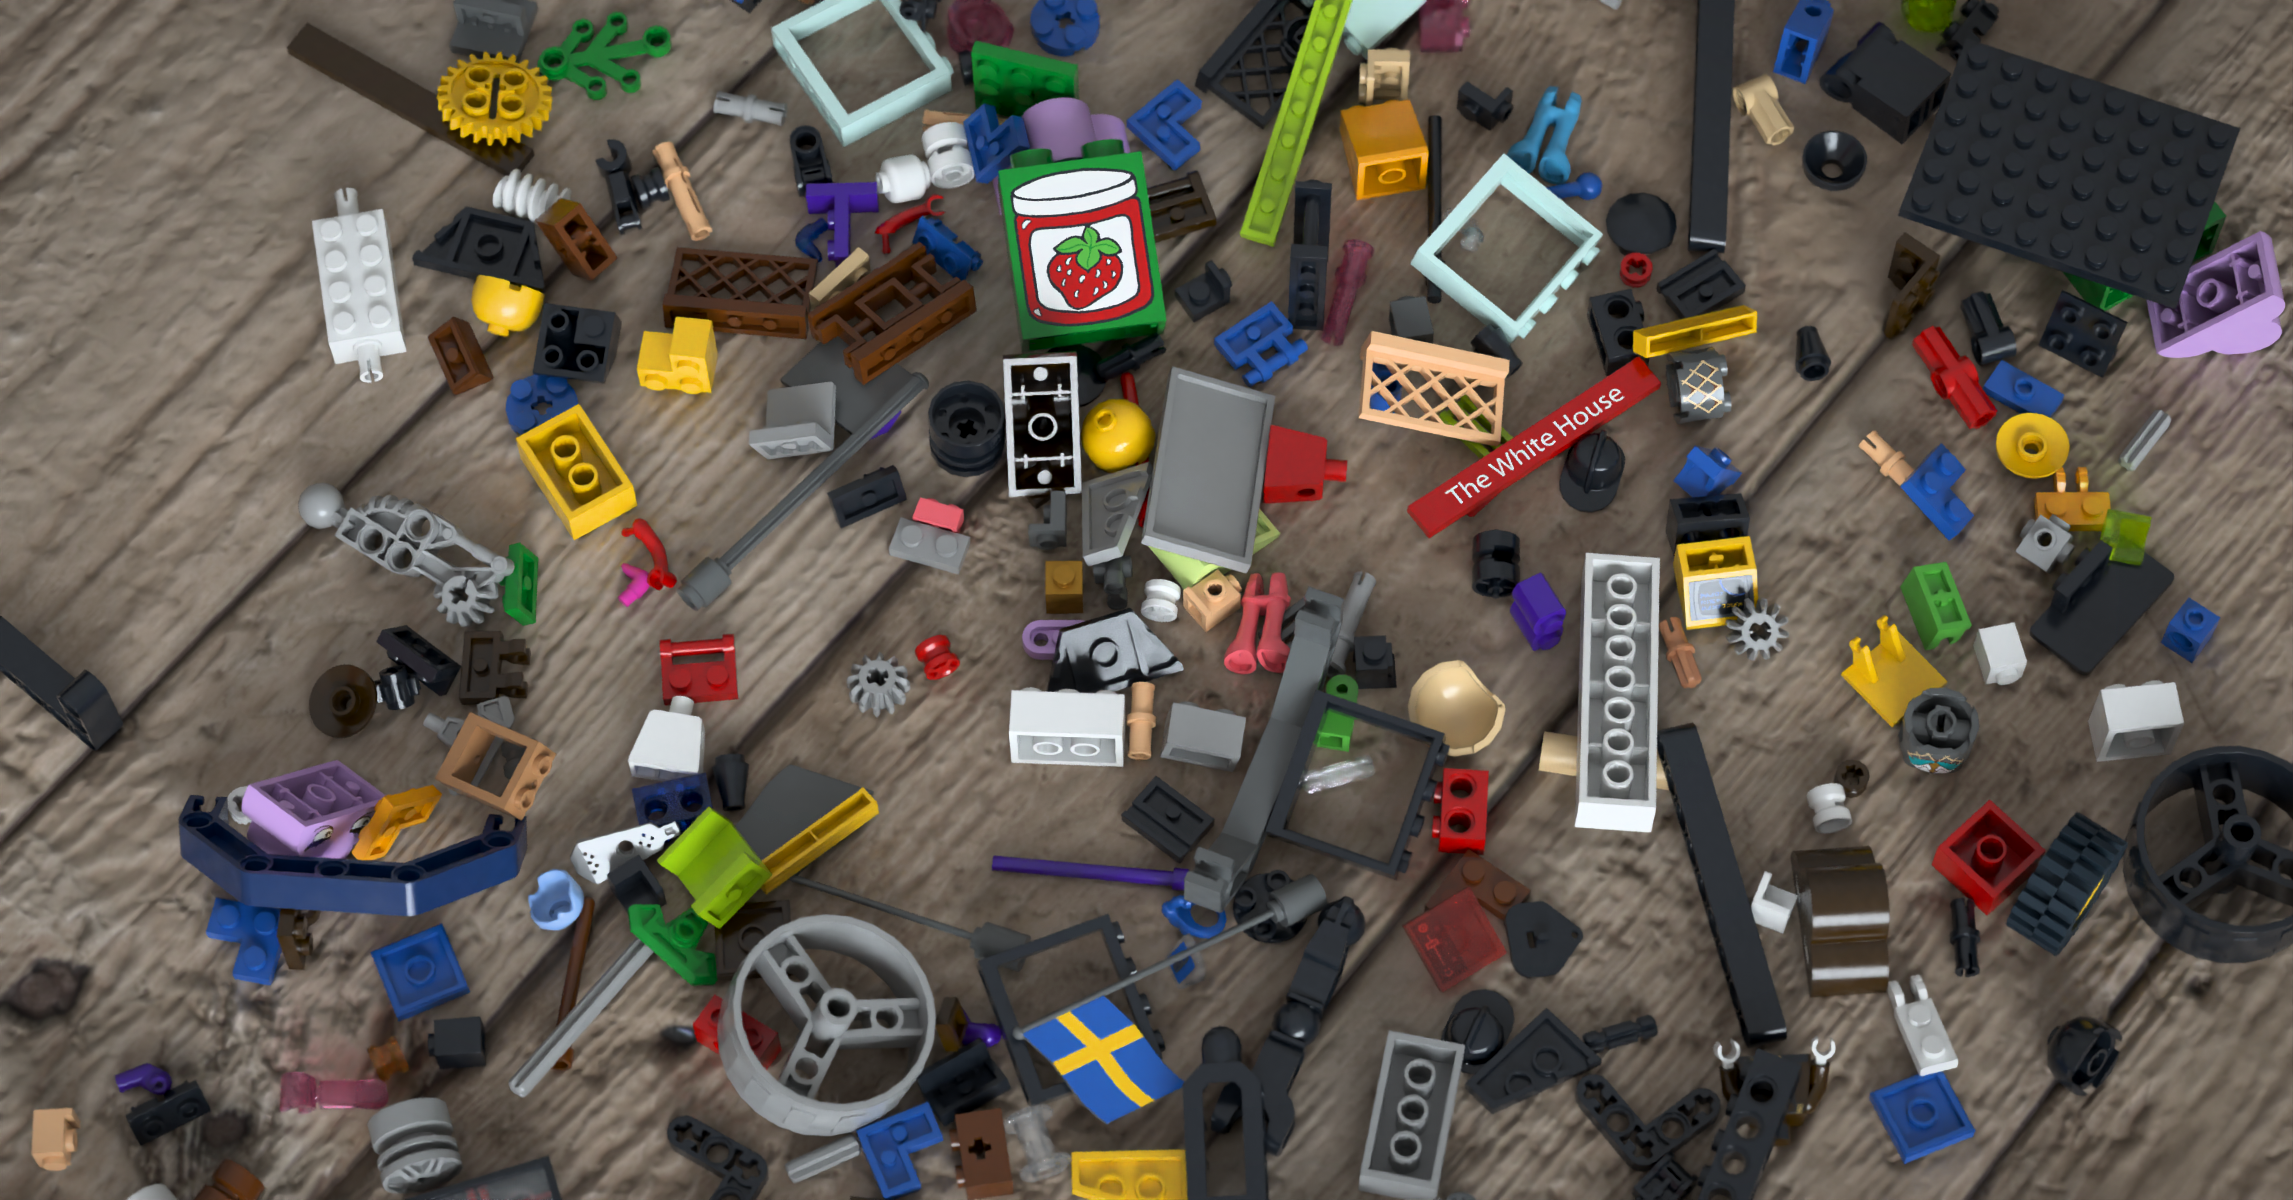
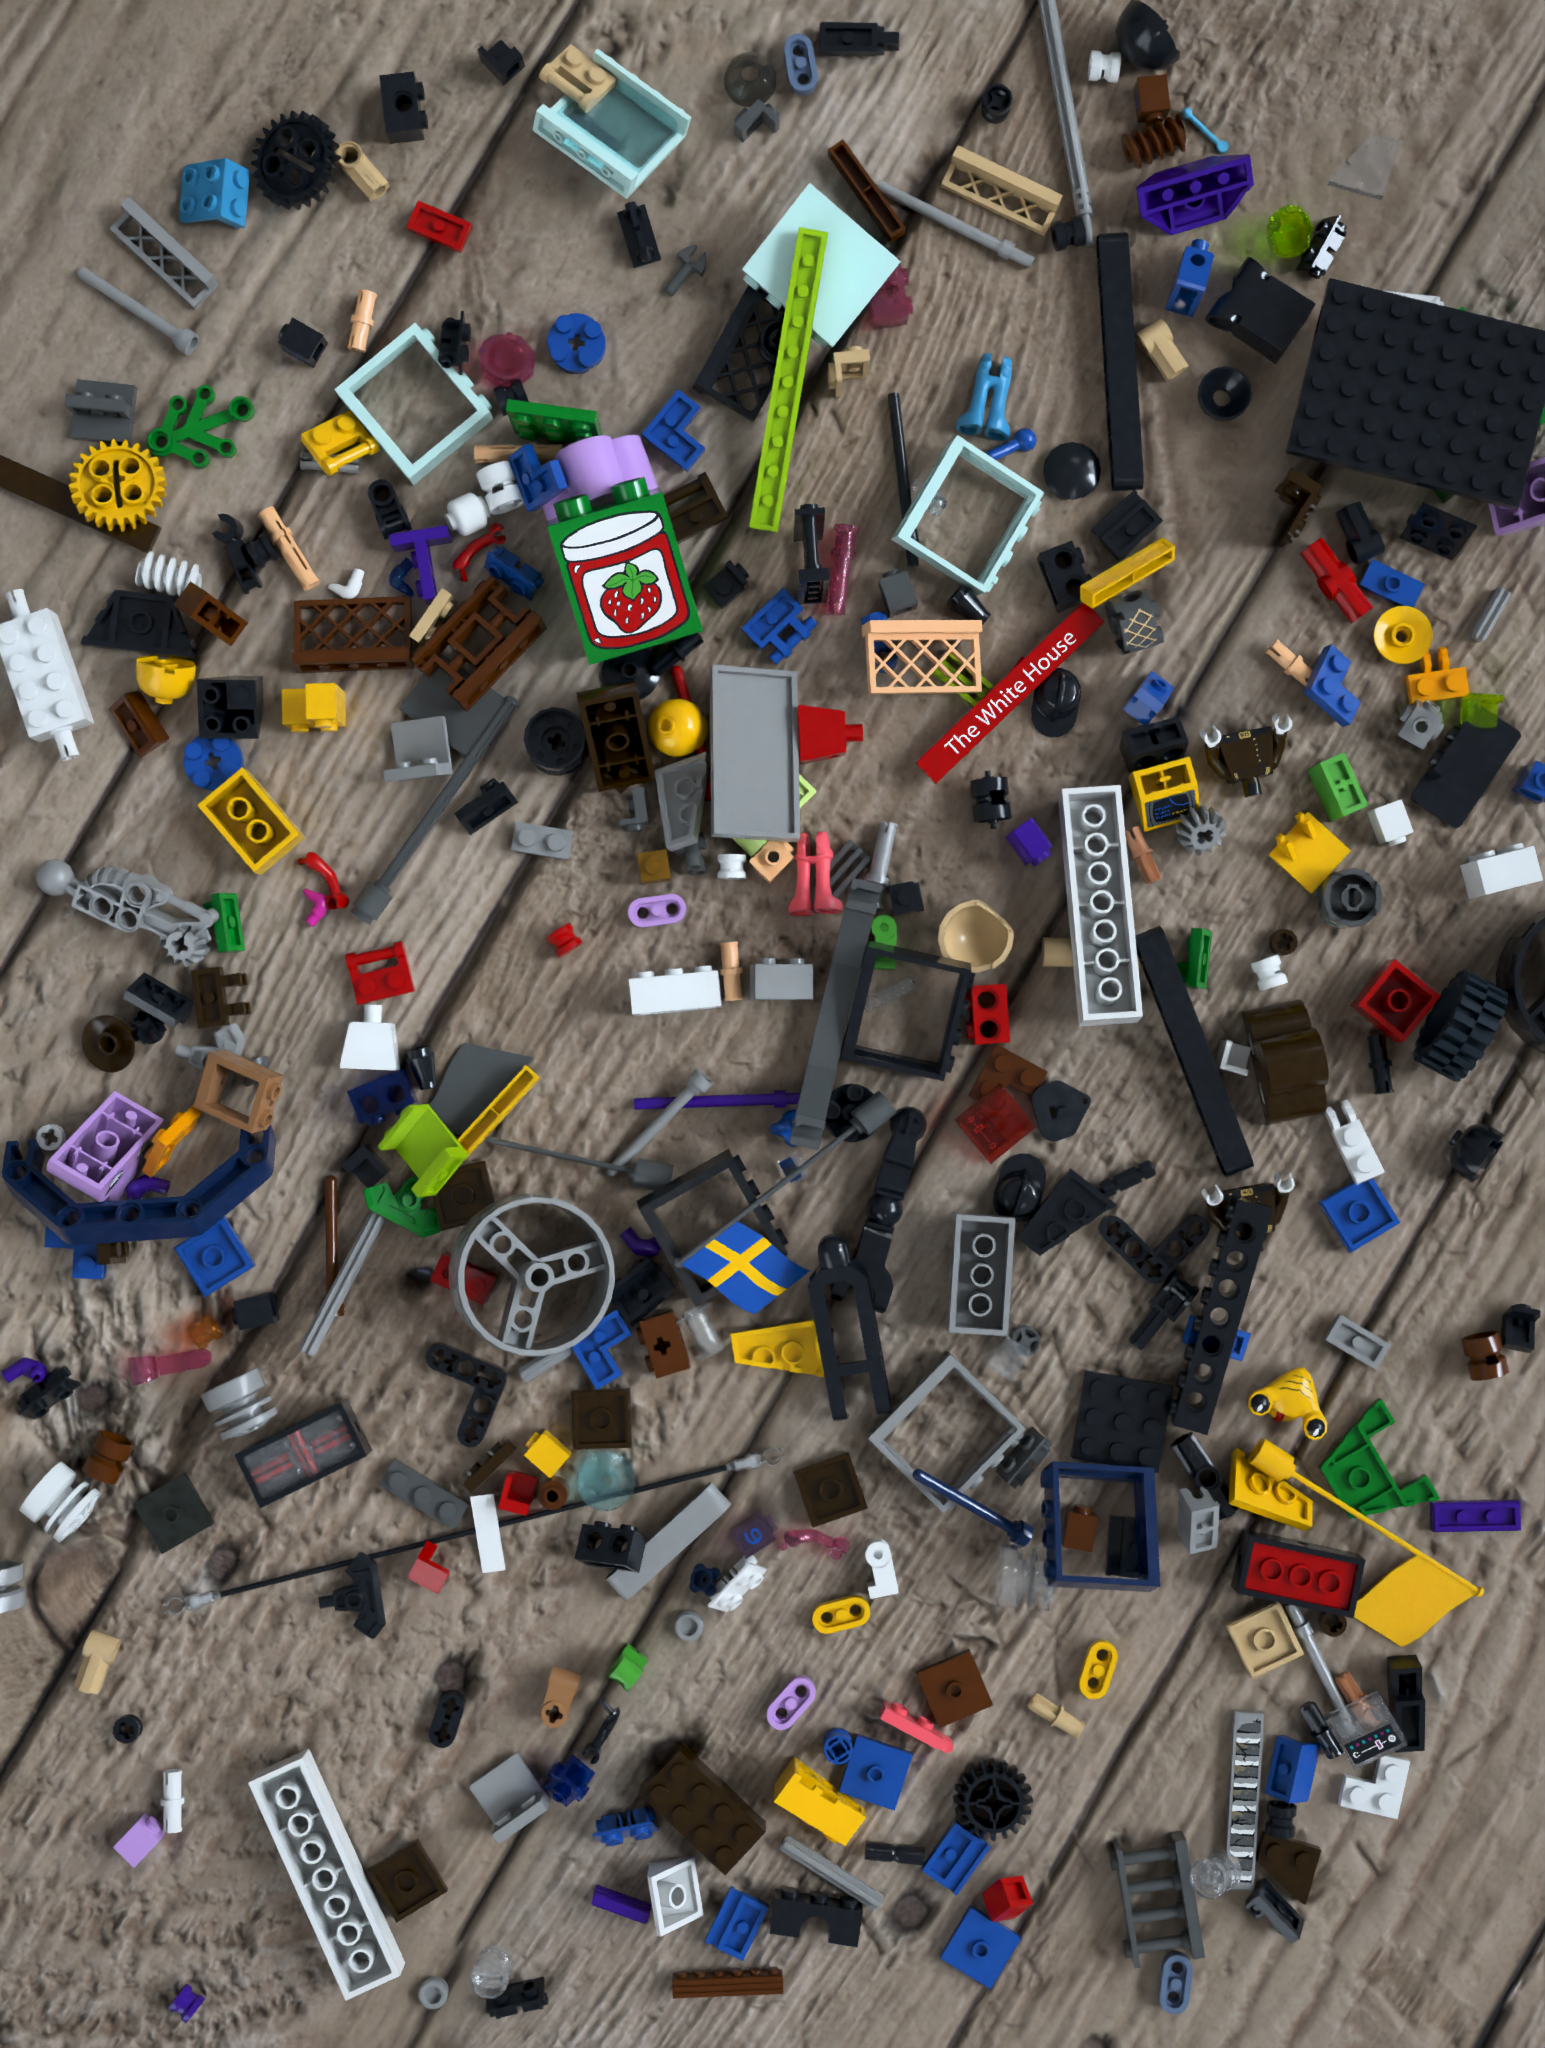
camera: 10 degrees left, 25 degrees up
(556, 900) = (306, 1187): light blue hair -> none
(610, 856) = (339, 1145): piece -> none
(749, 242) = (353, 586): none -> white animal
(765, 84) = (335, 436): none -> yellow plate
(891, 681) = (520, 979): light grey gear -> none
(939, 515) = (545, 816): coral piece -> none
(951, 1024) = (625, 1252): dark brown tile -> none
(1076, 842) = (697, 1083): none -> light grey piece
(1109, 654) = (697, 925): wing -> none
(1167, 819) = (763, 1051): black plate -> none
(1384, 149) = (855, 430): light orange slope -> none
(1482, 108) = (927, 380): black bracket -> none
(1636, 260) = (1071, 505): red bush -> none
(1742, 771) = (1196, 969): none -> green hinge
(1811, 356) = (1220, 575): black cone -> none
(1823, 553) = (1247, 754): none -> dark brown torso

